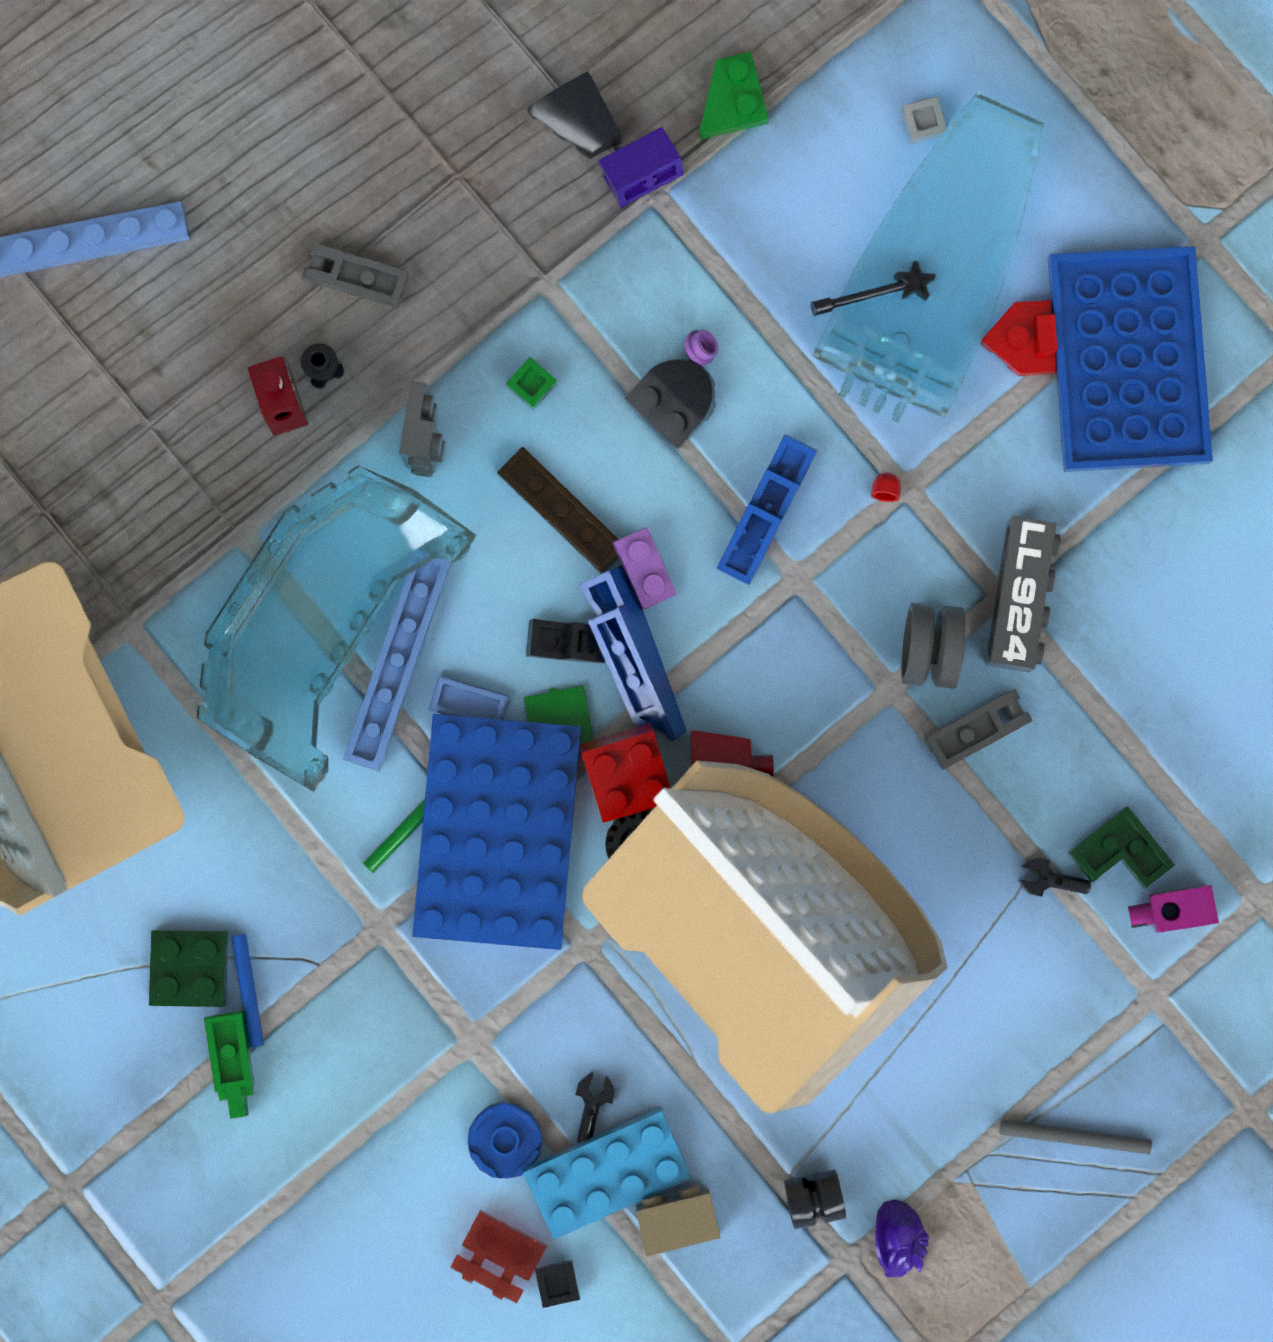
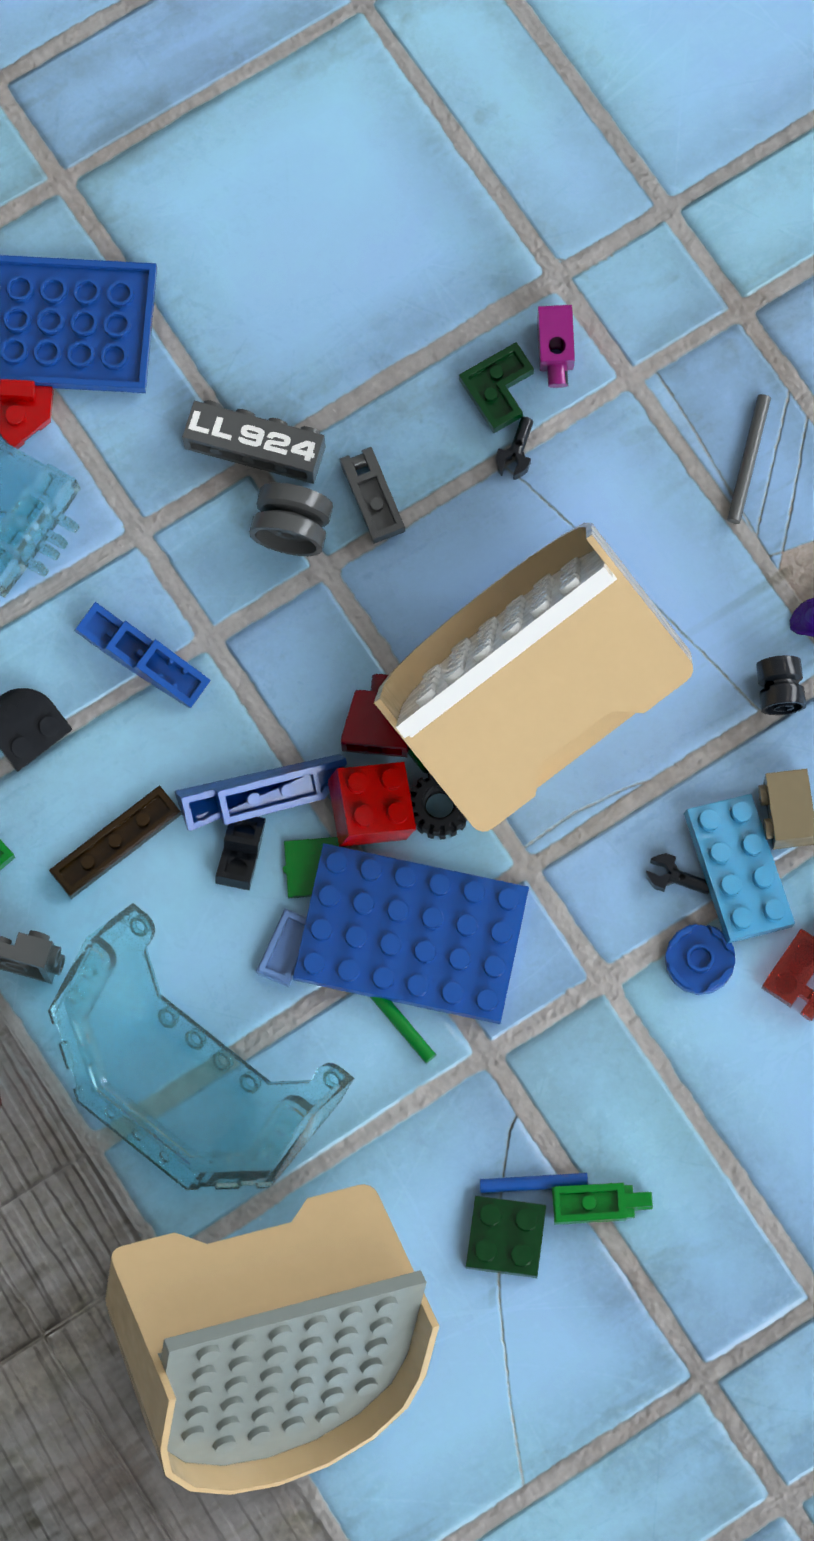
camera: 80 degrees left, 10 degrees down
(396, 665) = (243, 1009): medium blue plate -> none
(644, 568) = (182, 771): medium lavender plate -> none
(886, 488) = (138, 547): red hinge -> none

